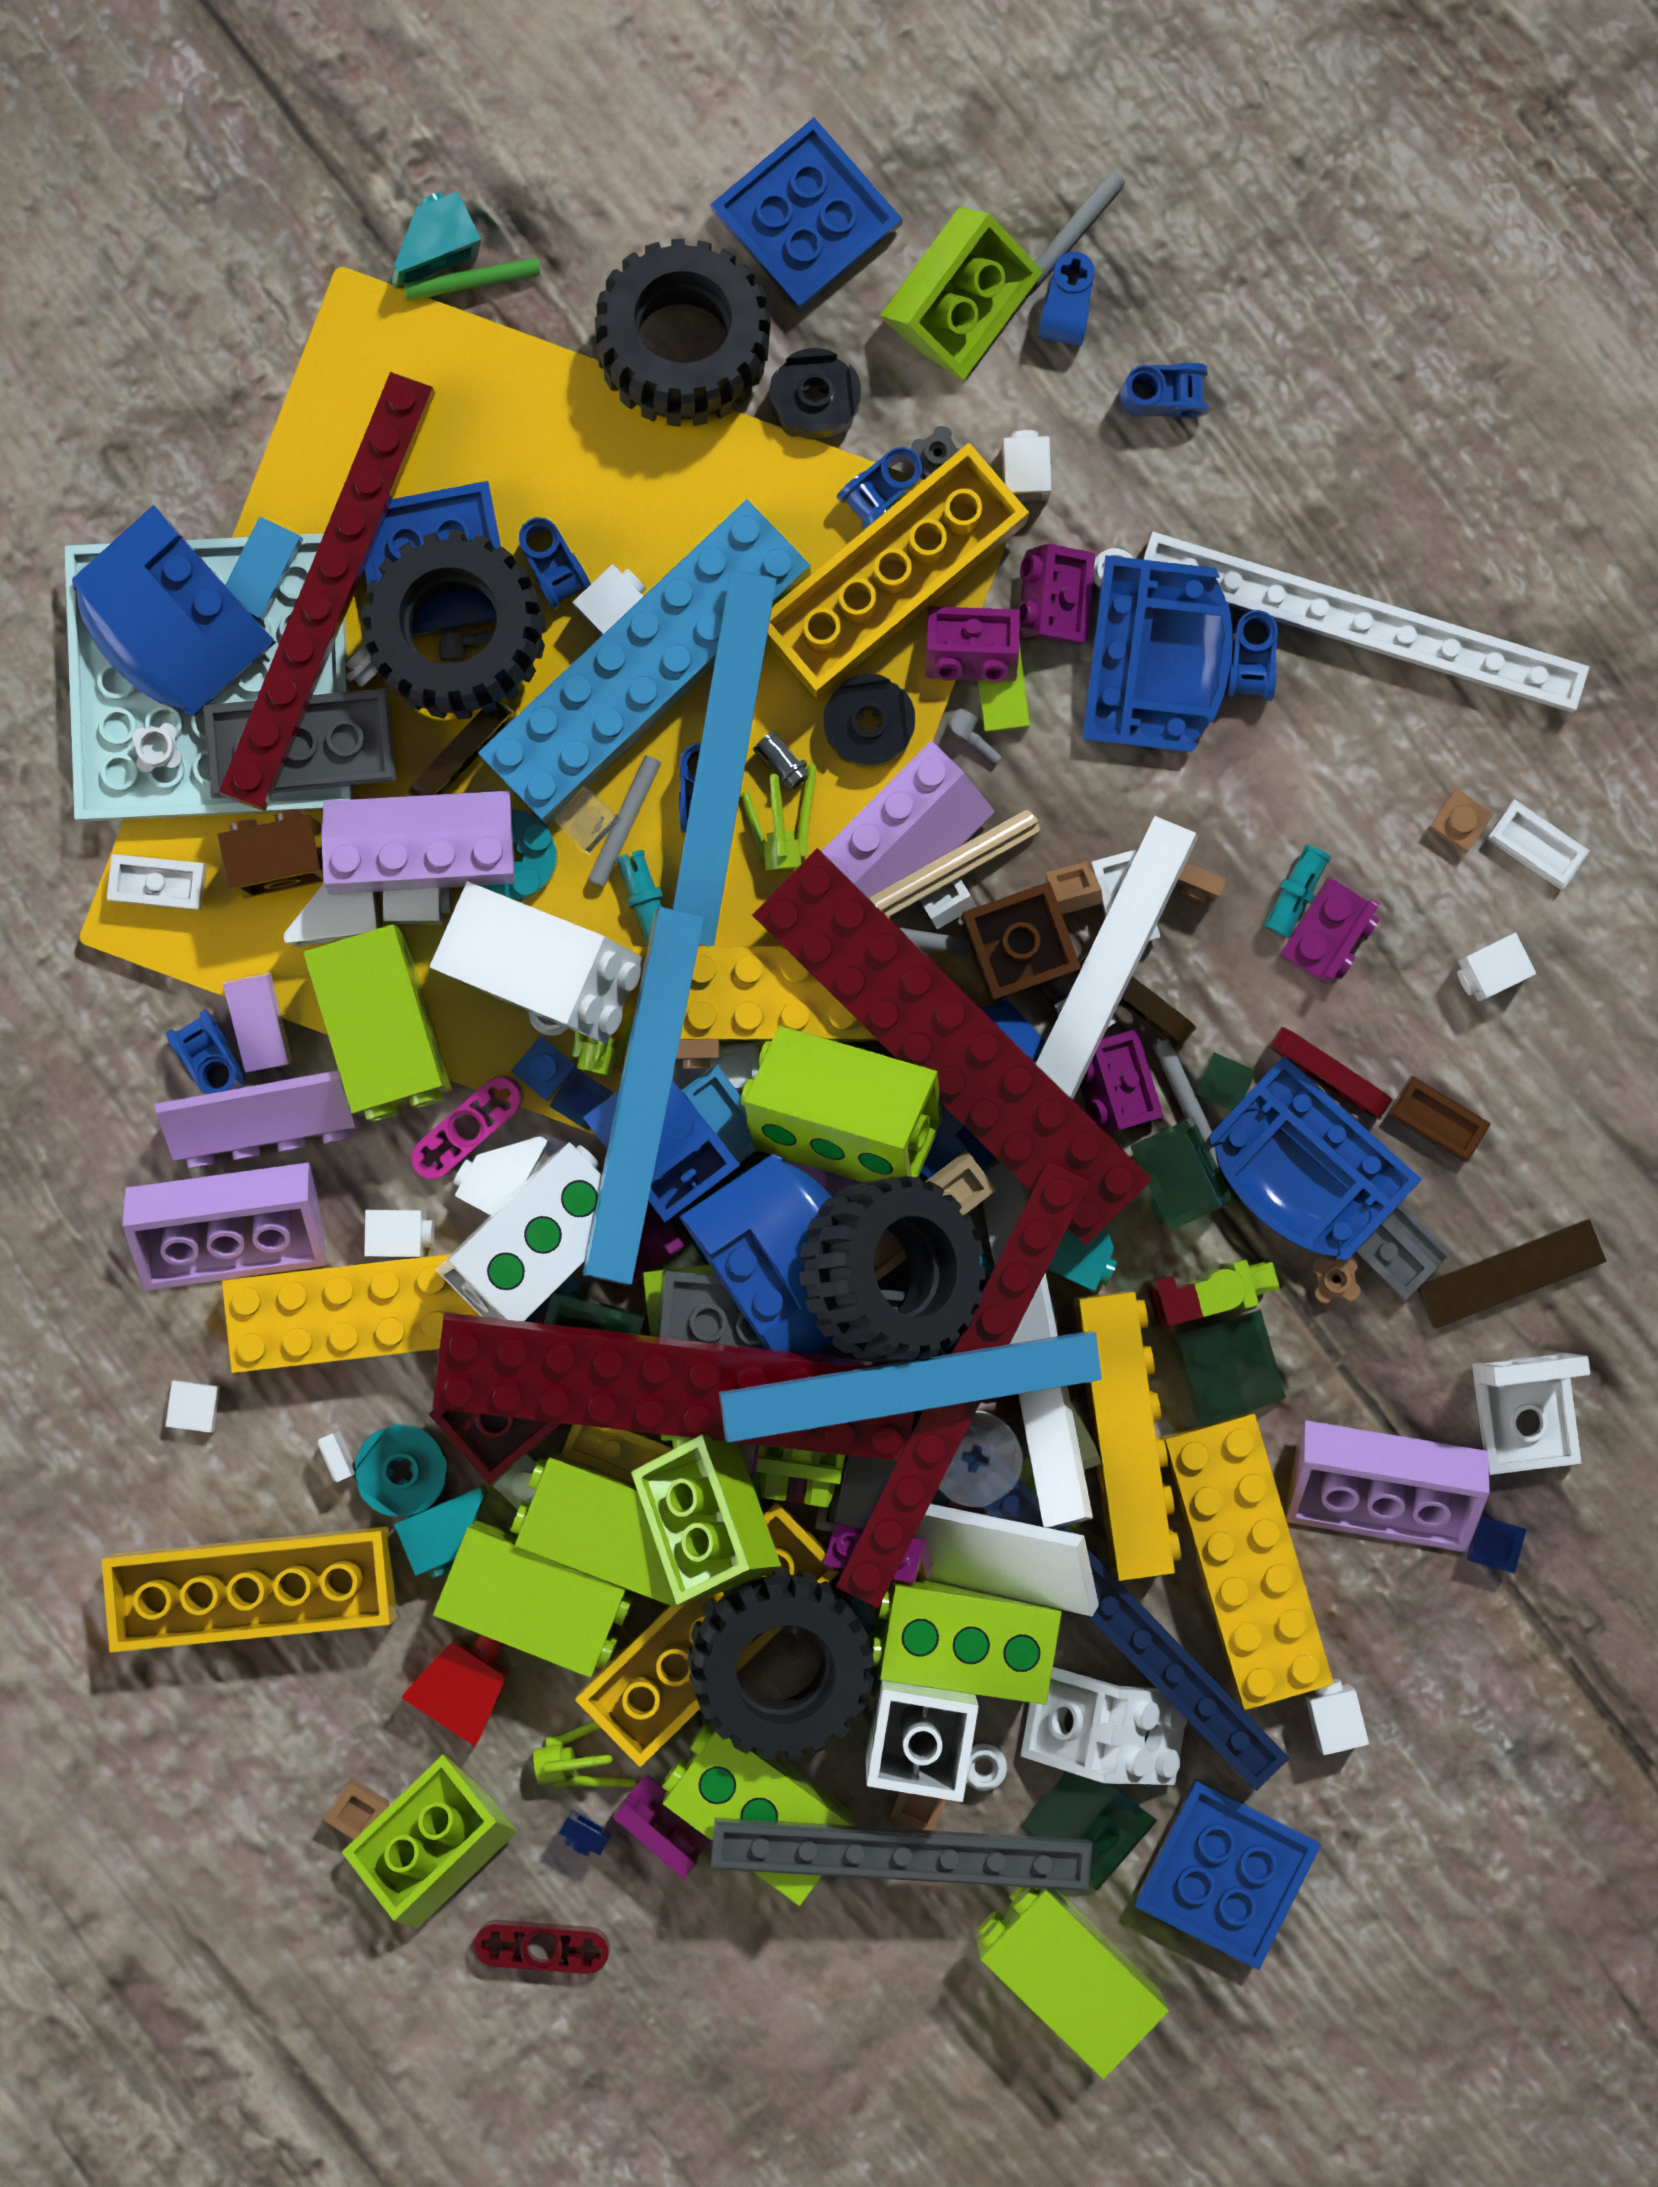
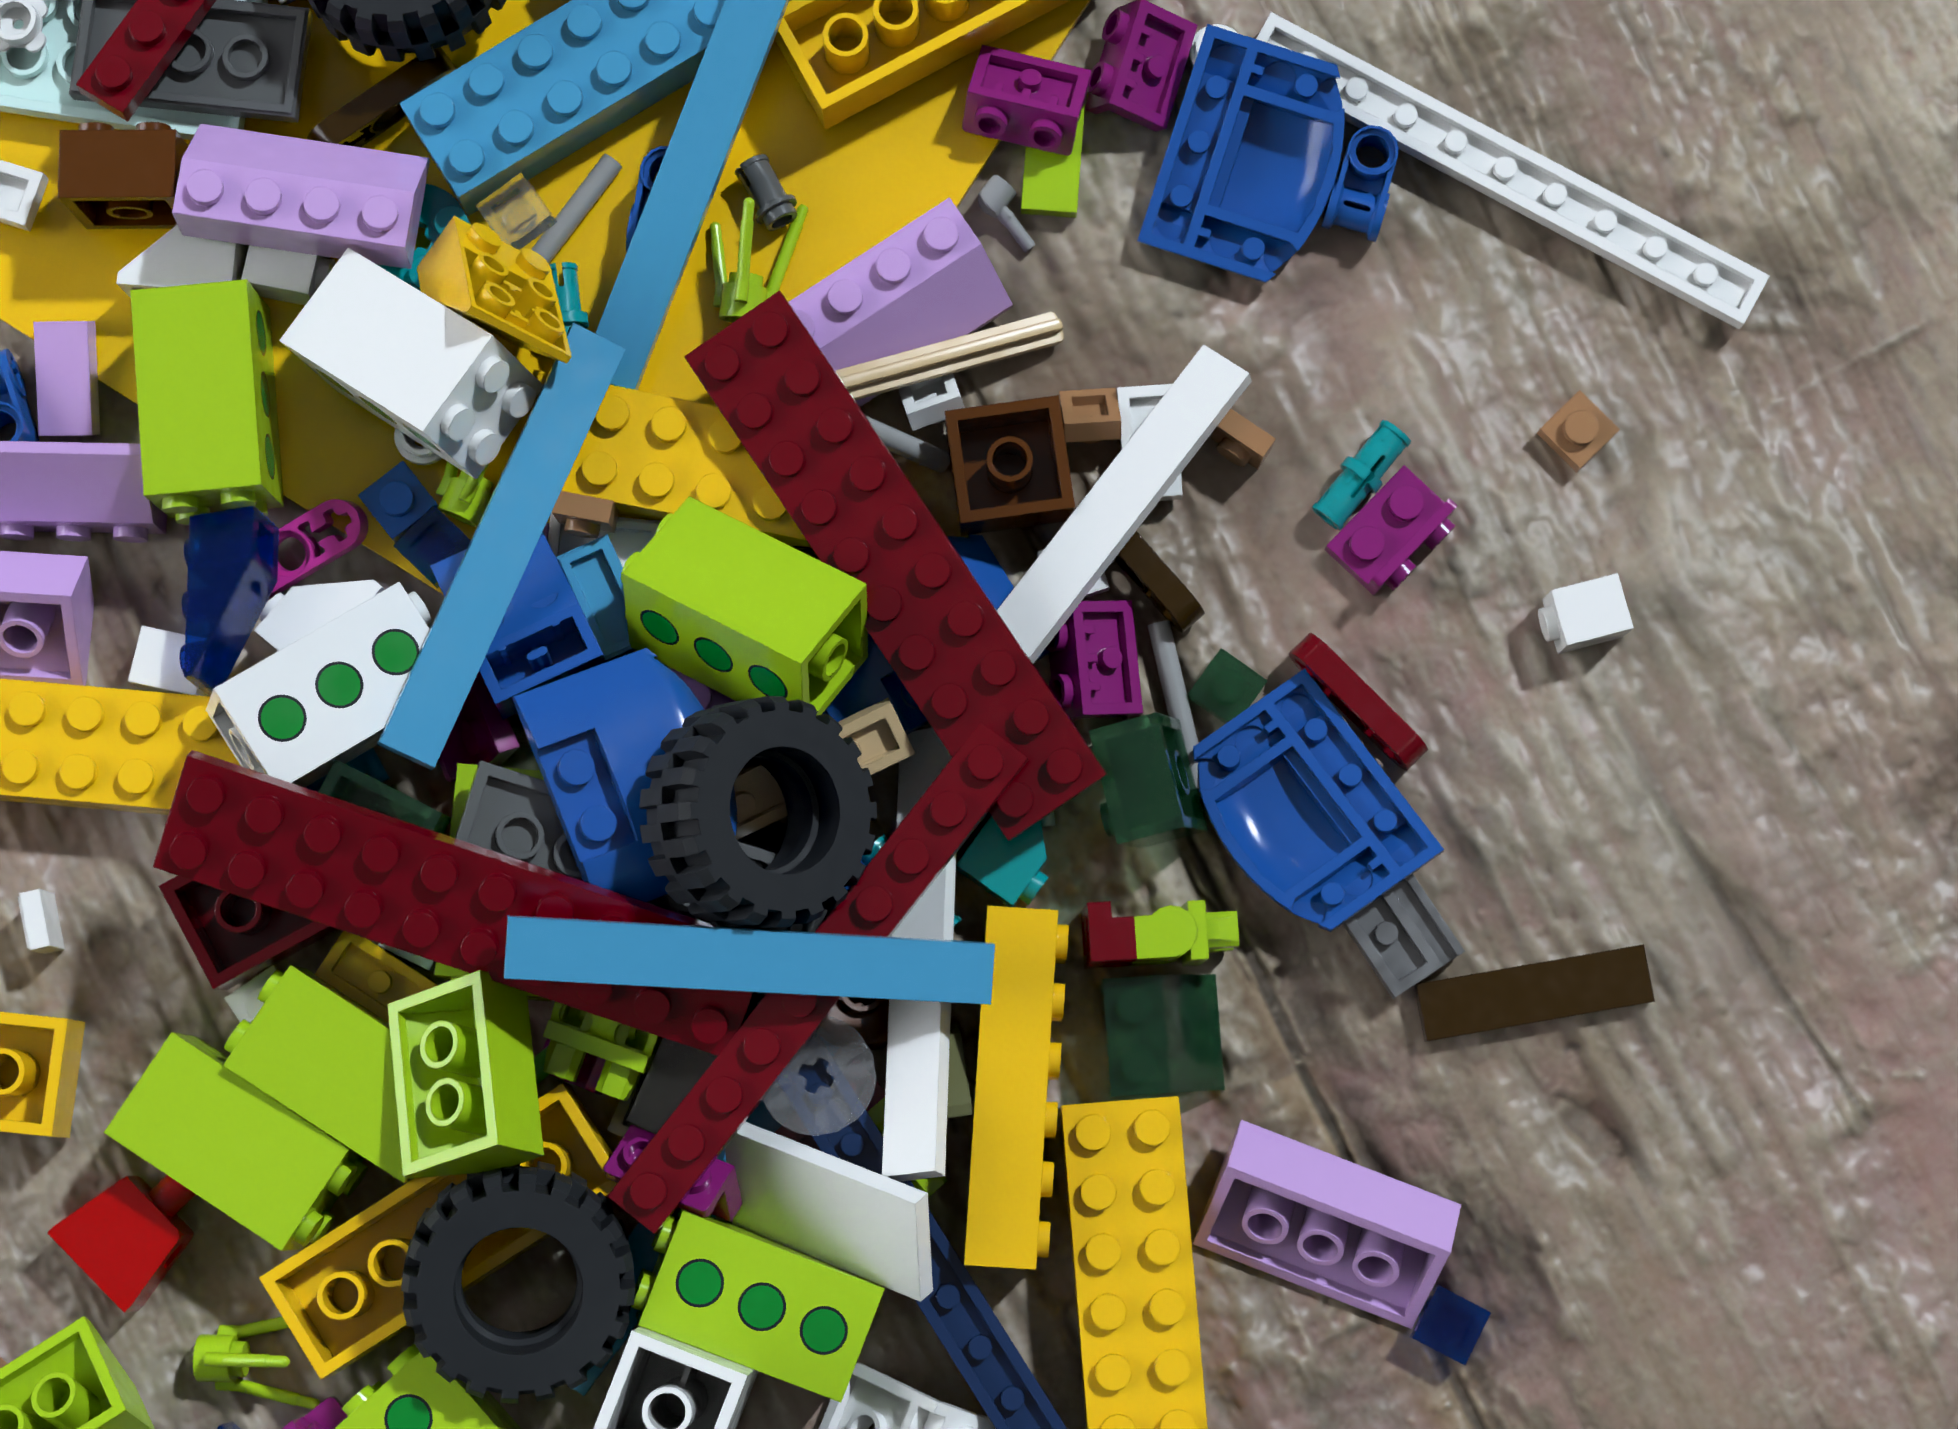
camera: 10 degrees right, 5 degrees down
(375, 1473) = (82, 955): teal plate -> none
(428, 1164) = (228, 584): none -> clear blue slope
(436, 1533) = (131, 1037): teal slope -> none
(590, 890) = (496, 287): none -> yellow slope
(885, 700) = (903, 191): black plate -> none
(1326, 1289) = (1301, 964): medium nougat plate -> none
(1438, 1119) = (1481, 786): reddish brown tile -> none
(1534, 1384) = (1528, 1131): white bracket -> none
(1538, 844) = (1667, 478): white tile -> none

